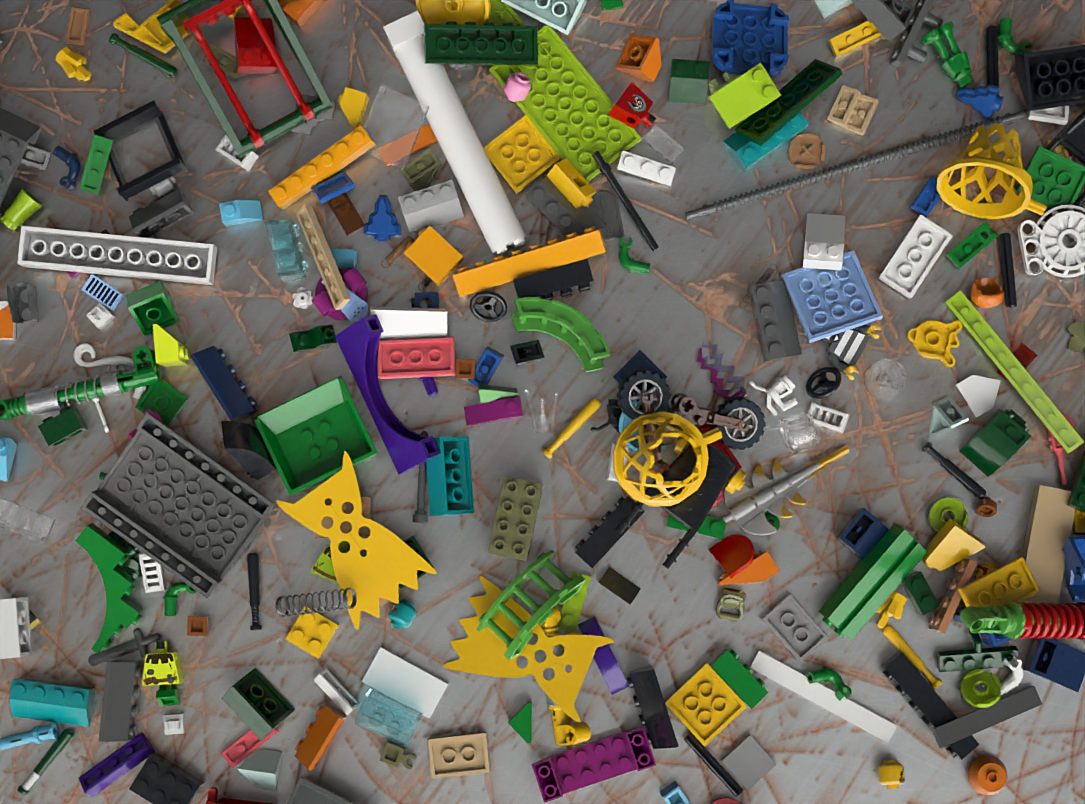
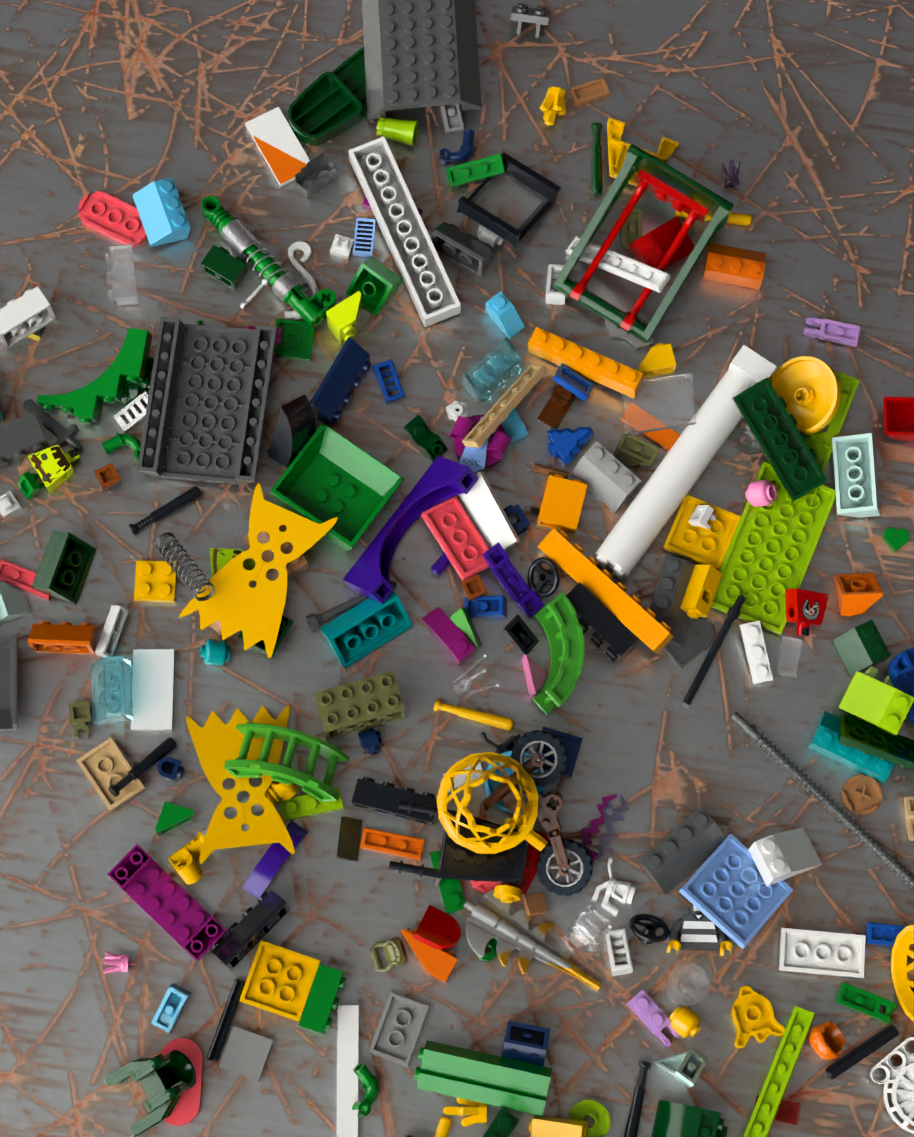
camera: 50 degrees right, 10 degrees down
(243, 348) = (383, 365): none -> blue slope
(255, 88) = (624, 267): none -> white tile
(465, 715) = (150, 760): none -> black piece
(477, 334) = (512, 581): none -> dark purple slope
(482, 703) = (170, 769): none -> dark blue plate
(509, 146) = (701, 516): none -> white tile
(547, 524) = (370, 741): none -> dark blue plate
(566, 359) = (534, 675): none -> bright pink slope
(628, 263) = (657, 685): green piece -> none
(642, 552) = (392, 843): none -> orange tile
(754, 463) = (535, 904): none -> medium nougat tile
(892, 420) = (651, 1016): none -> lavender hinge
(912, 396) = (685, 1022): none -> yellow head
(979, 392) = (726, 1088): white slope -> none

